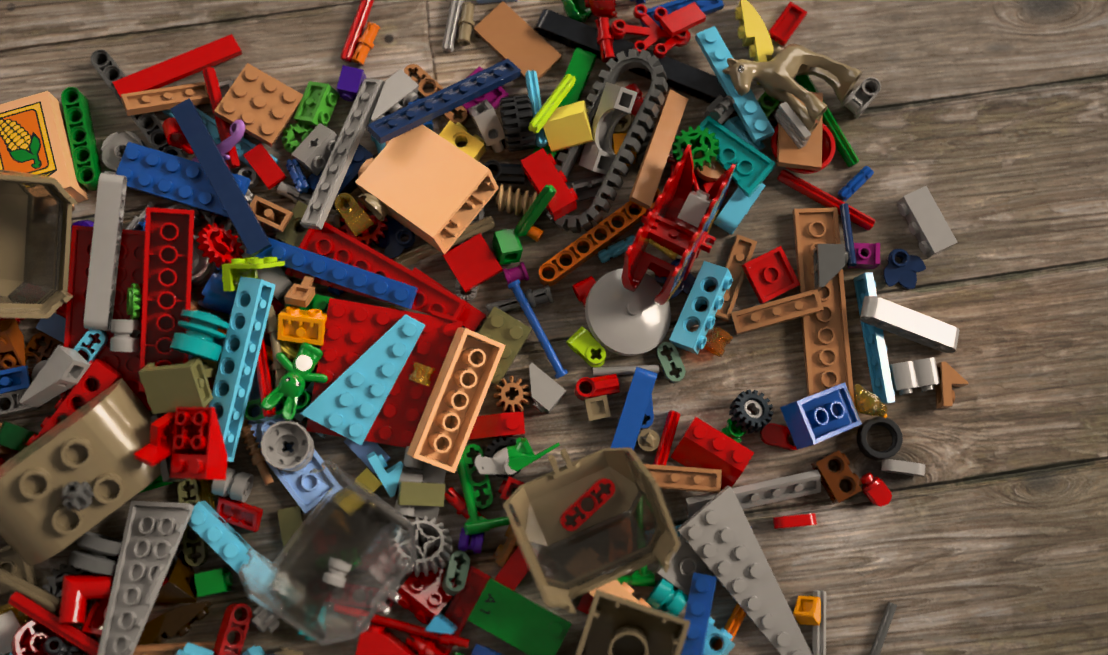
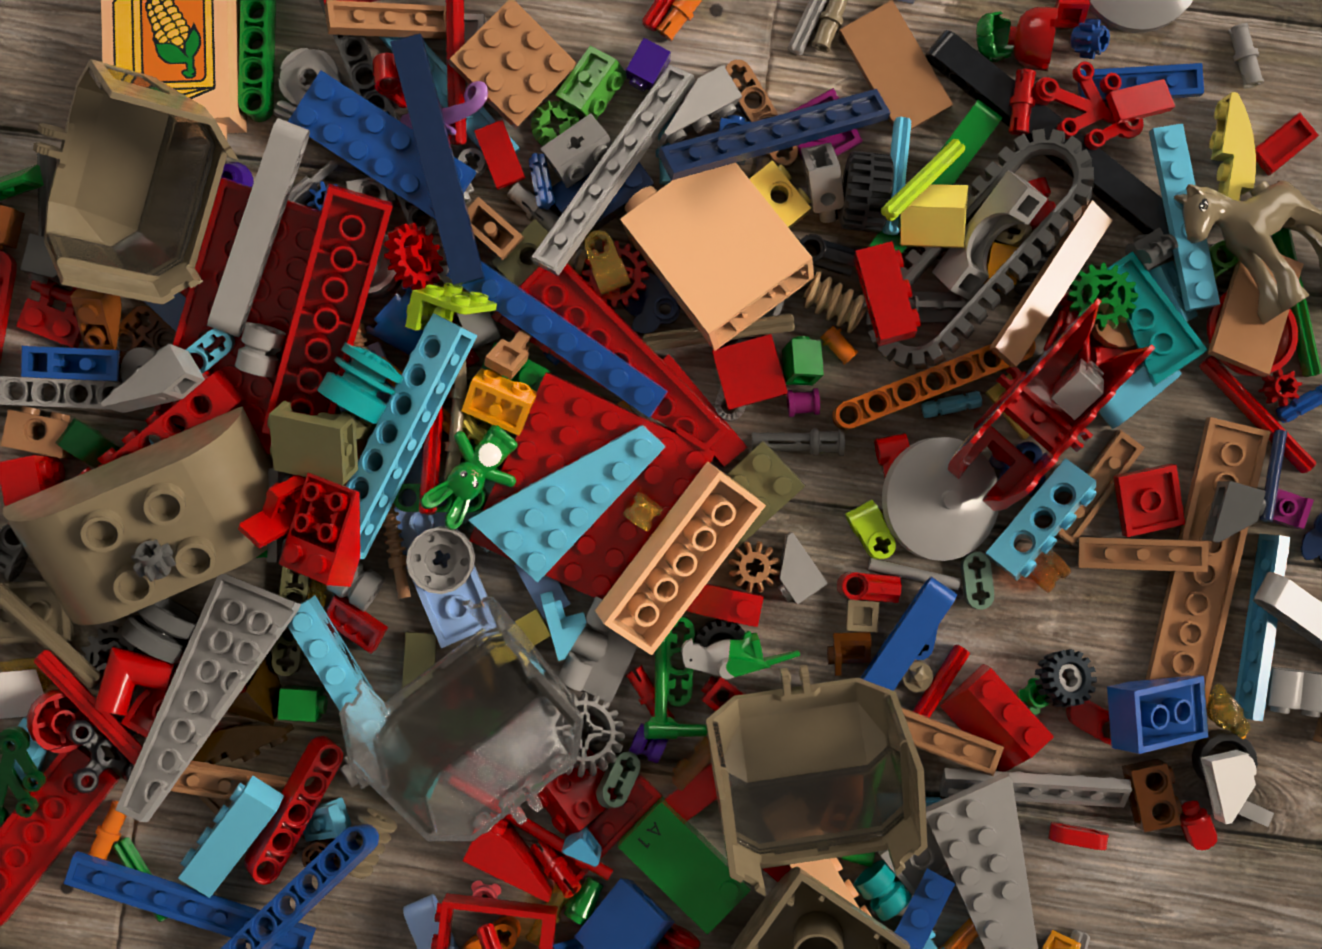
camera: 15 degrees right, 10 degrees up
(134, 301) = (281, 307): bright green gear -> none
(337, 571) = (466, 742): light grey wheel -> none
(374, 205) = (638, 258): dark tan piece -> none
(421, 493) = (600, 667): olive tile -> none
(535, 210) = (856, 328): green axle -> none
(537, 328) = (812, 487): blue bar -> none
(595, 433) = (849, 649): none -> reddish brown bracket
(605, 497) = (818, 731): red beam -> none
(792, 125) = (1249, 304): light grey tile -> none
(829, 179) = (1288, 385): none -> red gear
(884, 449) = (1229, 782): none -> white slope

